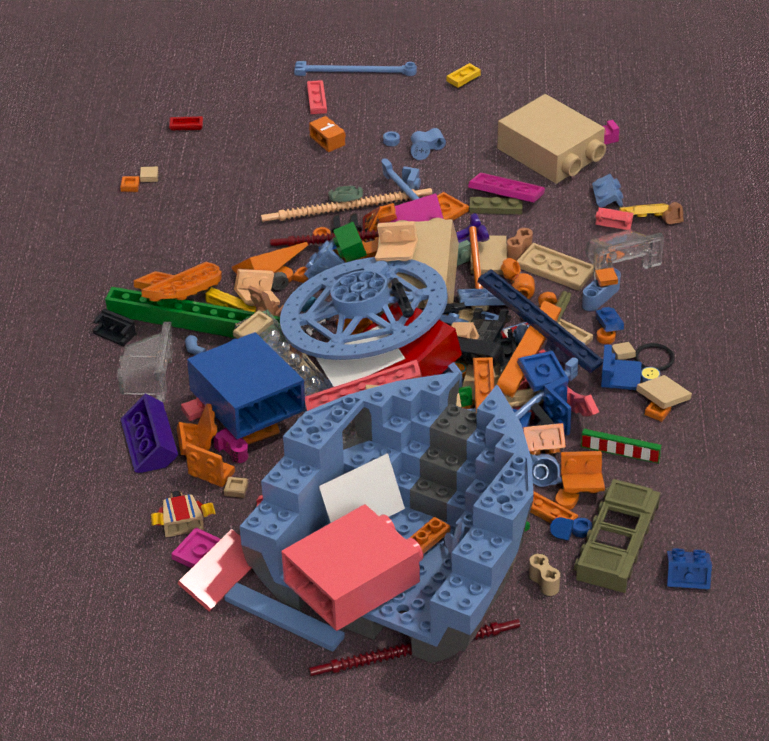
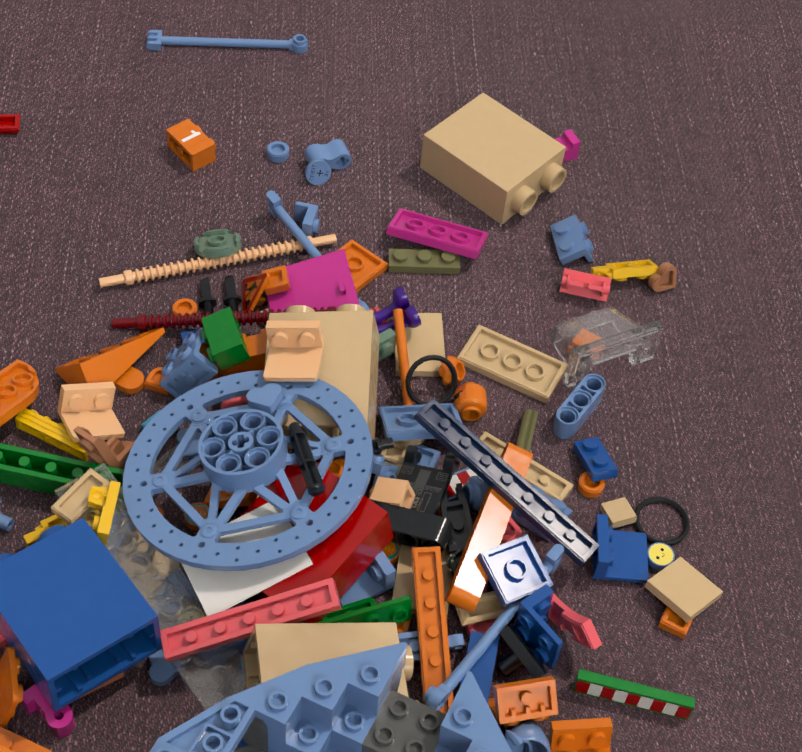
camera: 10 degrees left, 10 degrees up
(269, 327) = (104, 500): none -> yellow hinge
(280, 281) = (124, 394): dark grey tile -> none
(316, 97) = (176, 85): coral tile -> none
(463, 75) = (370, 55): yellow plate -> none
(495, 255) = (422, 360): none -> black tyre
(520, 243) = (460, 328): nougat axle -> none
(547, 296) = (506, 425): orange tile -> none
(606, 277) = (587, 391): orange tile -> none

